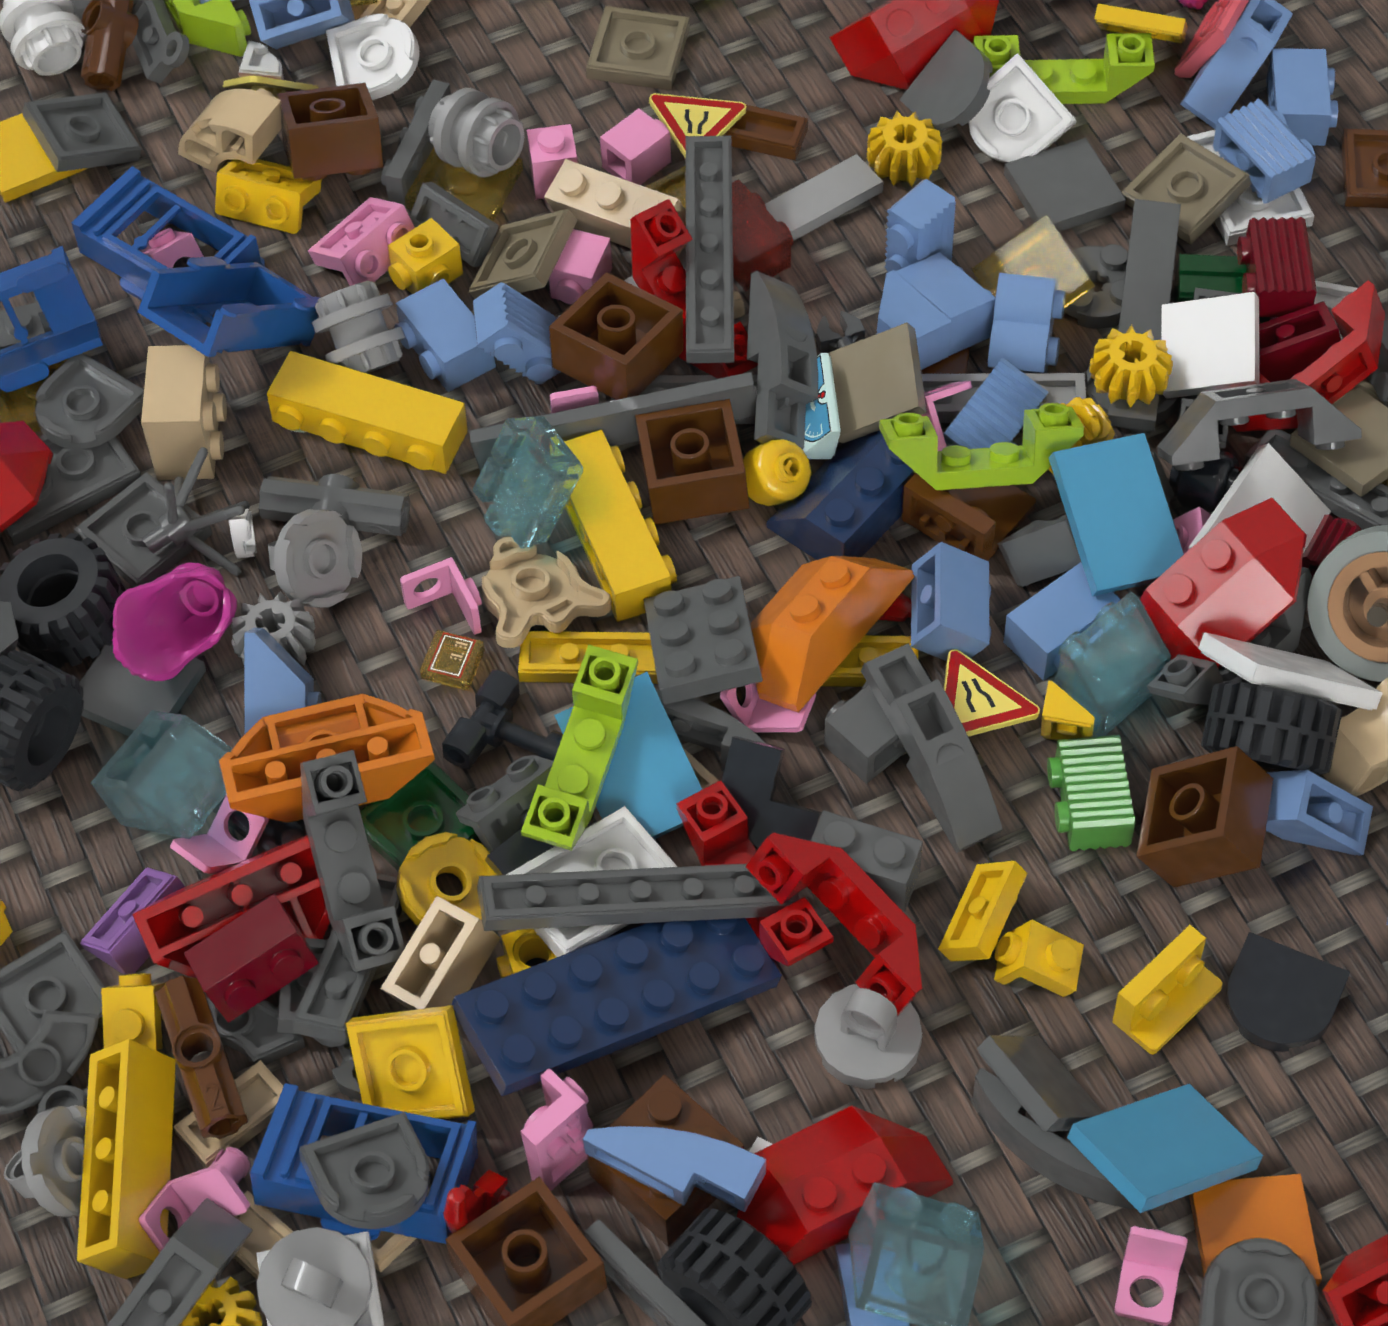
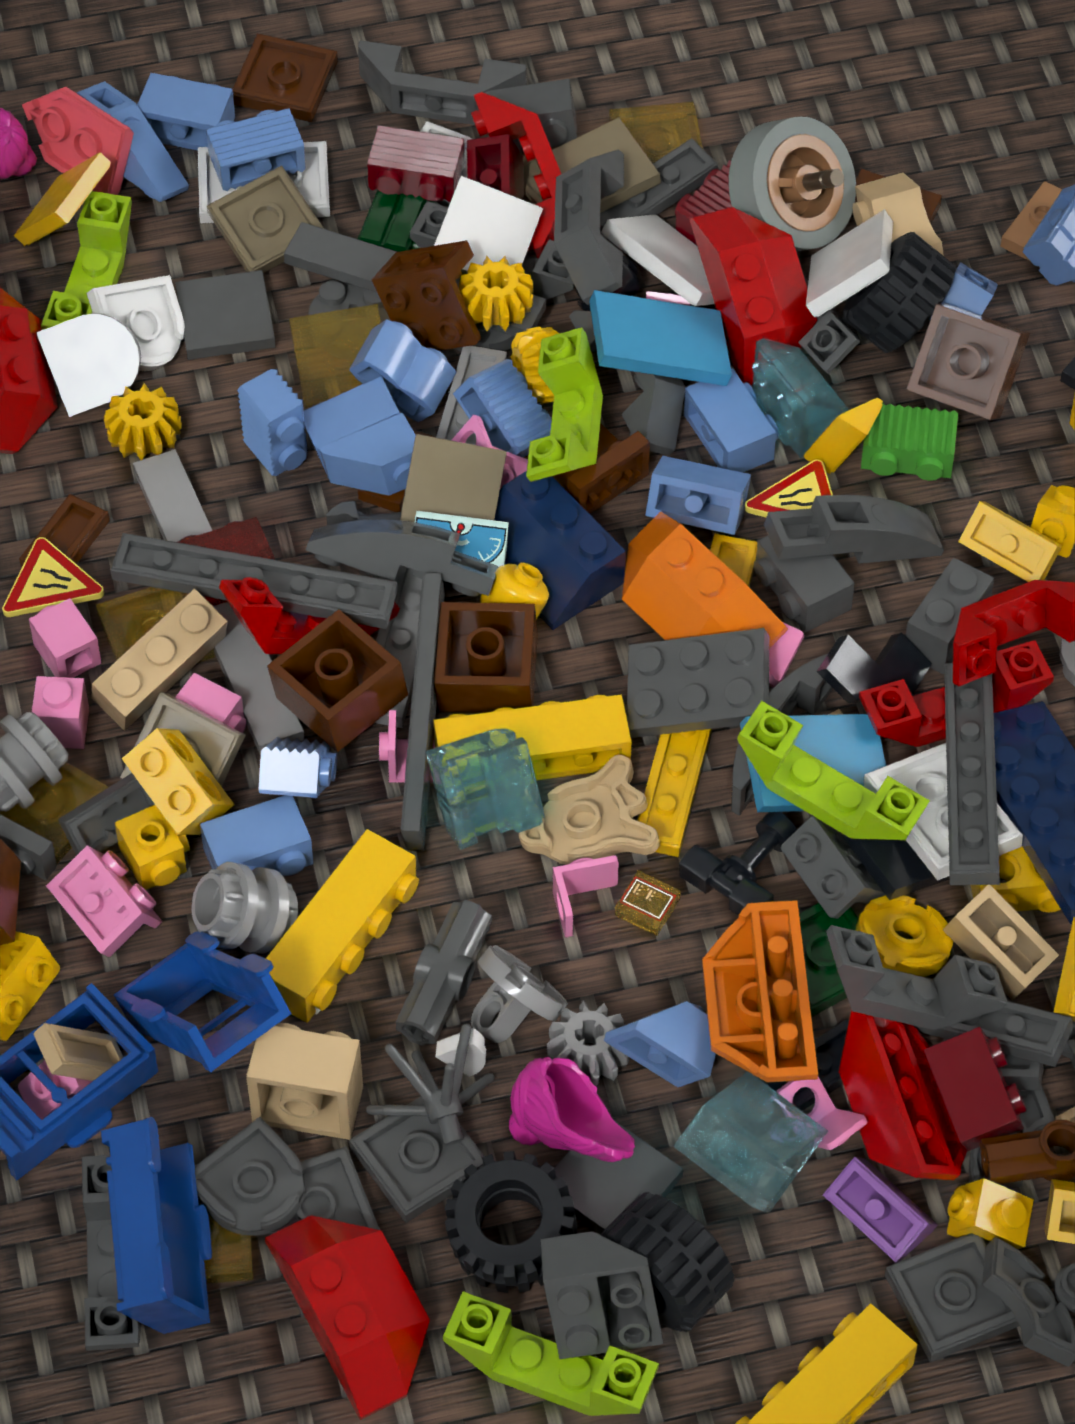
camera: 80 degrees left, 0 degrees up
(180, 235) = (77, 1051): none -> tan tile
(485, 256) = (177, 781): none -> yellow brick
(1118, 289) = (423, 294): none -> reddish brown bracket

